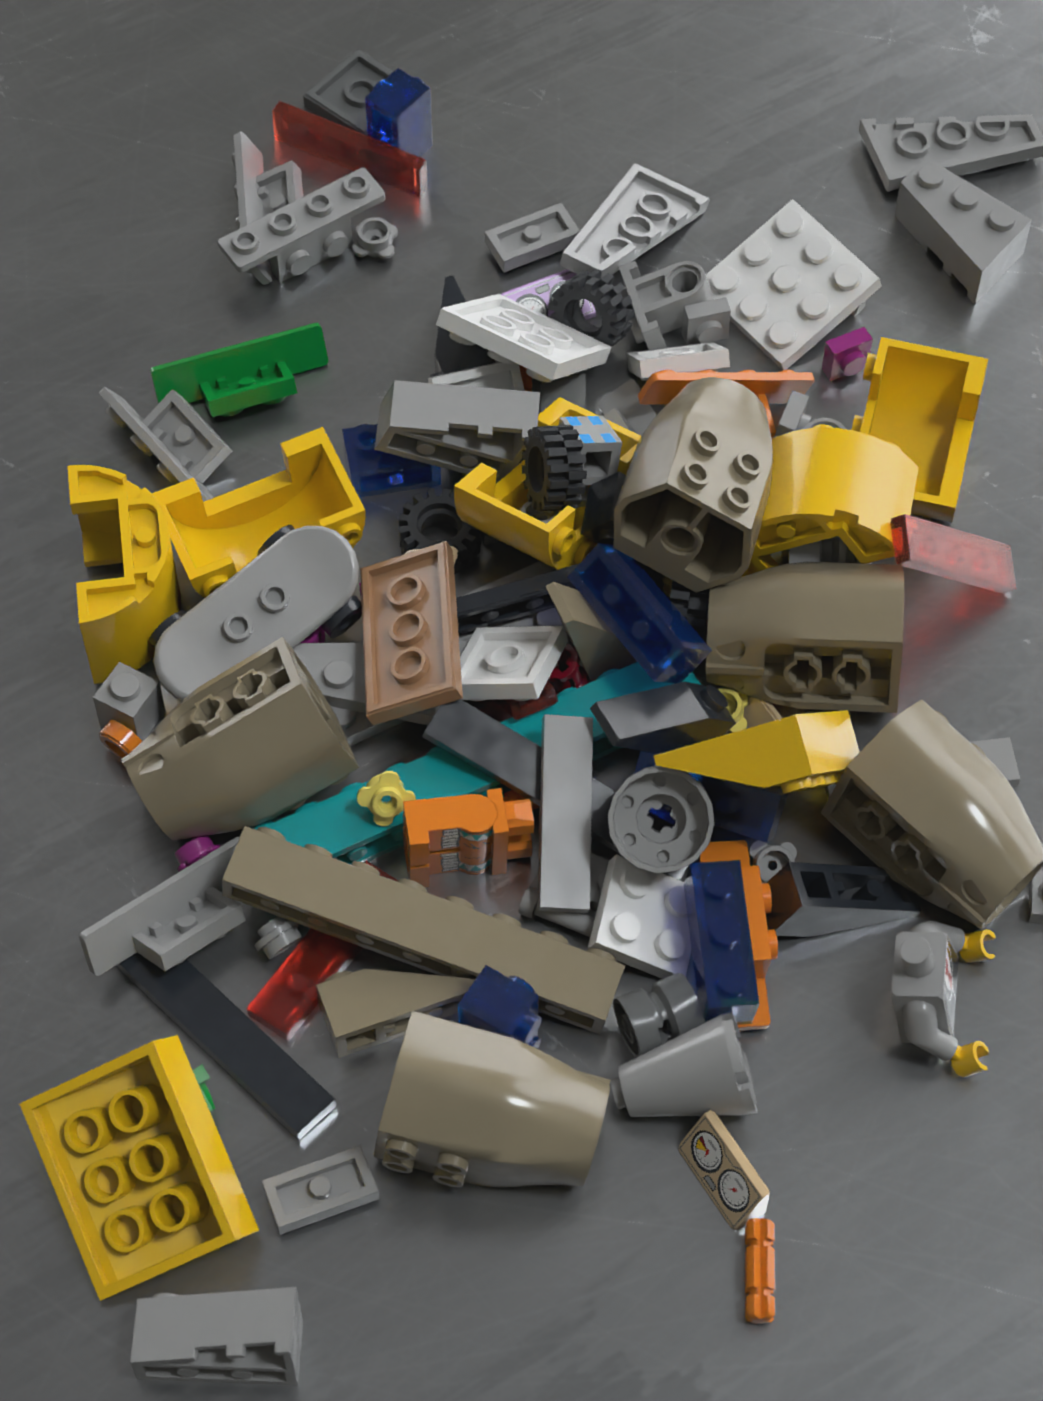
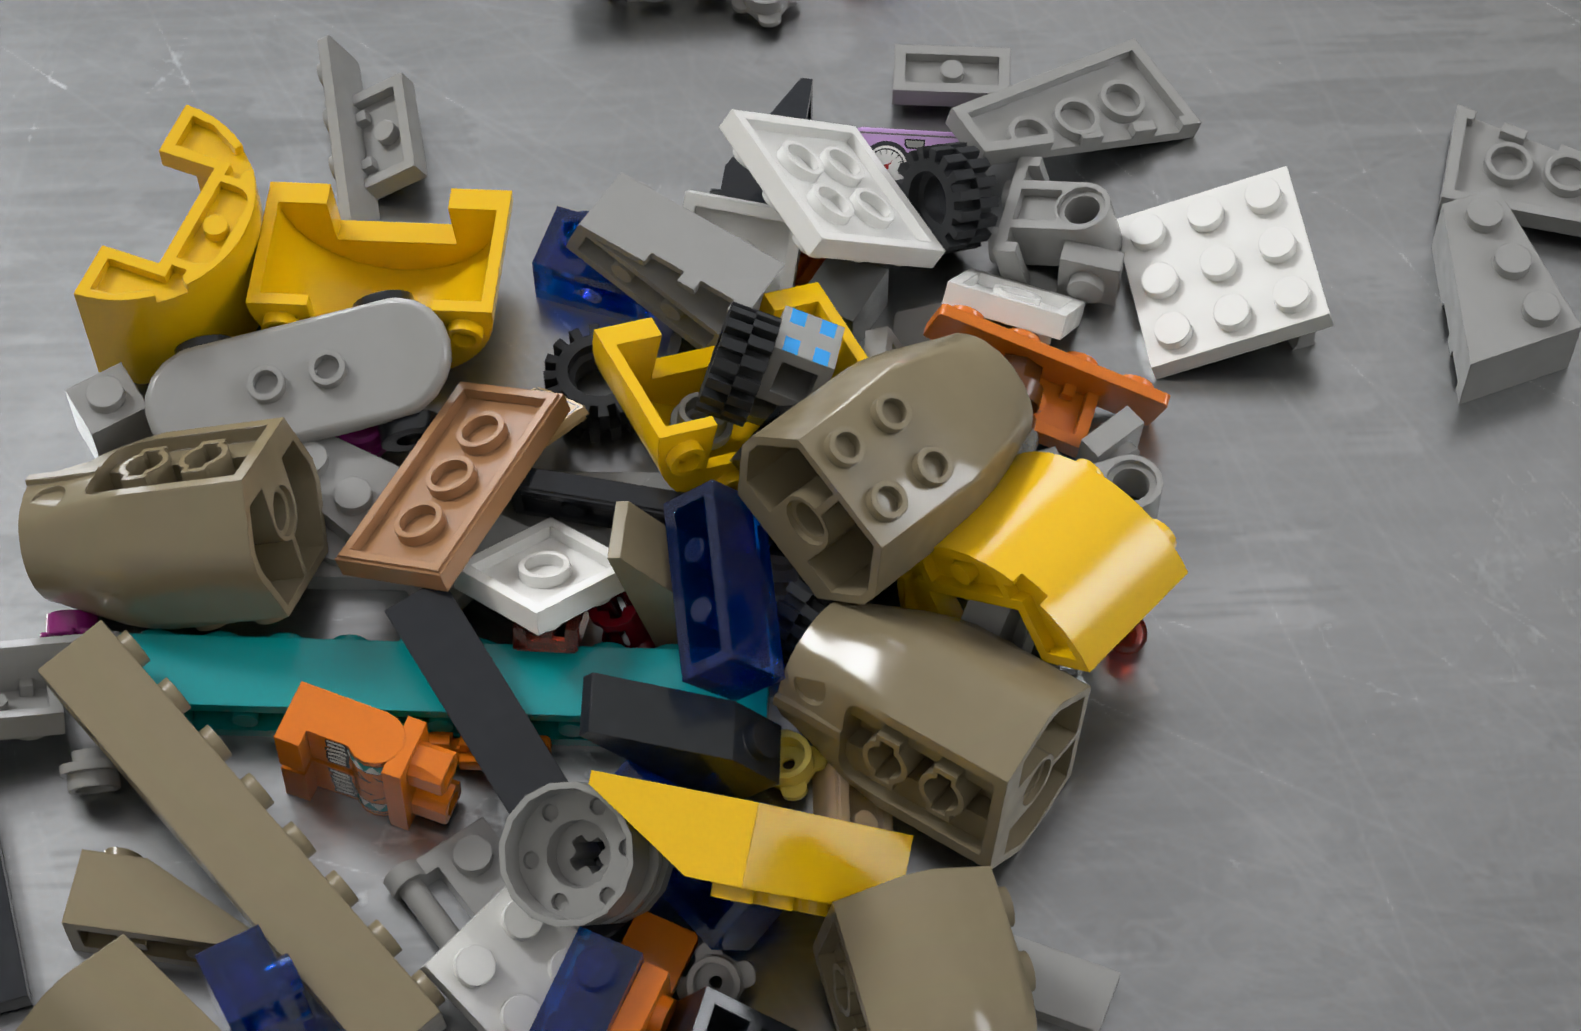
camera: 30 degrees right, 0 degrees up
(119, 738) = (73, 447): orange tile -> none
(244, 372) = (505, 90): green bracket -> none
(292, 989) = (51, 849): clear red tile -> none
(381, 785) = (302, 653): light yellow plate -> none
(565, 814) = (496, 780): light grey tile -> none
(846, 354) = (1240, 392): magenta plate -> none
(928, 408) = (1259, 526): yellow cylinder -> none
(952, 554) = (1174, 704): clear red tile -> none

